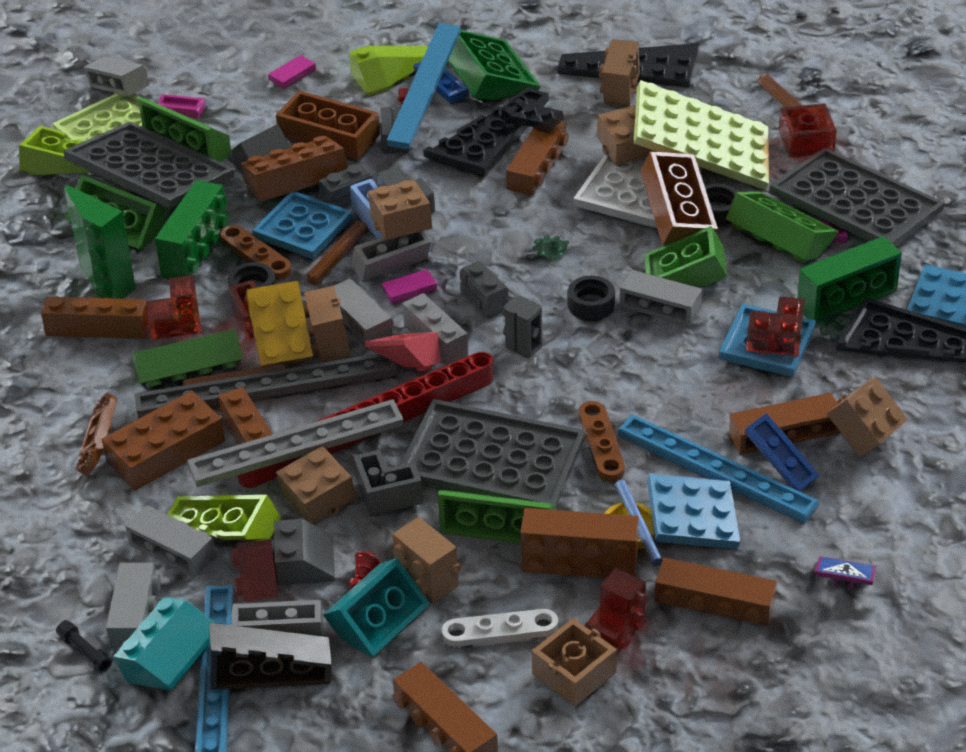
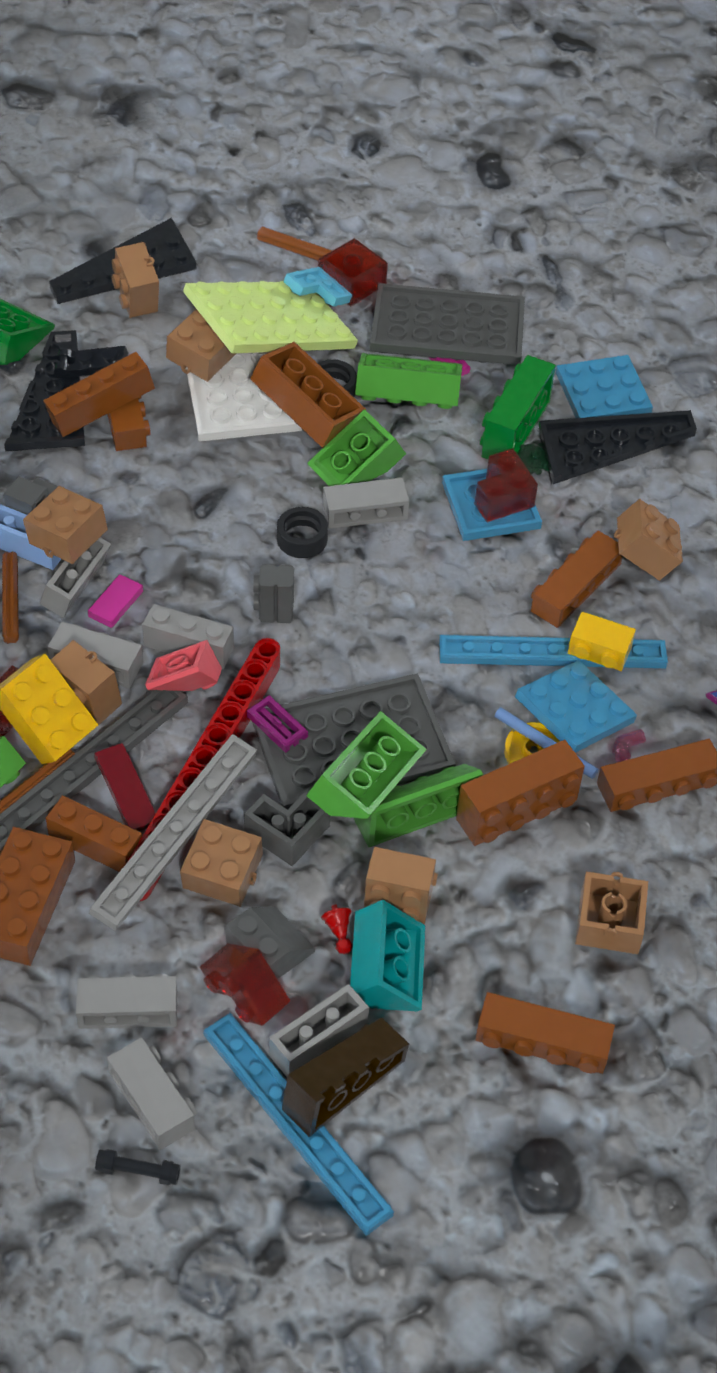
camera: 40 degrees left, 10 degrees up
(164, 644) = (231, 1117): teal slope -> none
(227, 515) = (164, 946): lime wedge -> none
(298, 400) = (125, 787): none -> dark red tile
(444, 428) = (275, 726): none -> magenta tile
(465, 462) = (366, 770): none -> bright green slope
(483, 288) = (197, 570): dark grey brick -> none
(499, 628) = (508, 915): white plate -> none
(513, 137) = (99, 394): none -> dark orange brick
(550, 247) = (214, 495): clear green piece -> none
(601, 441) = (434, 676): dark orange plate -> none
(620, 609) = (608, 838): clear red brick -> none
(713, 556) = (625, 742): none -> clear pink arm
(754, 472) = (601, 641): none -> yellow brick
(767, 124) = (317, 281): none -> medium azure plate
(781, 453) = (597, 603): blue plate -> none

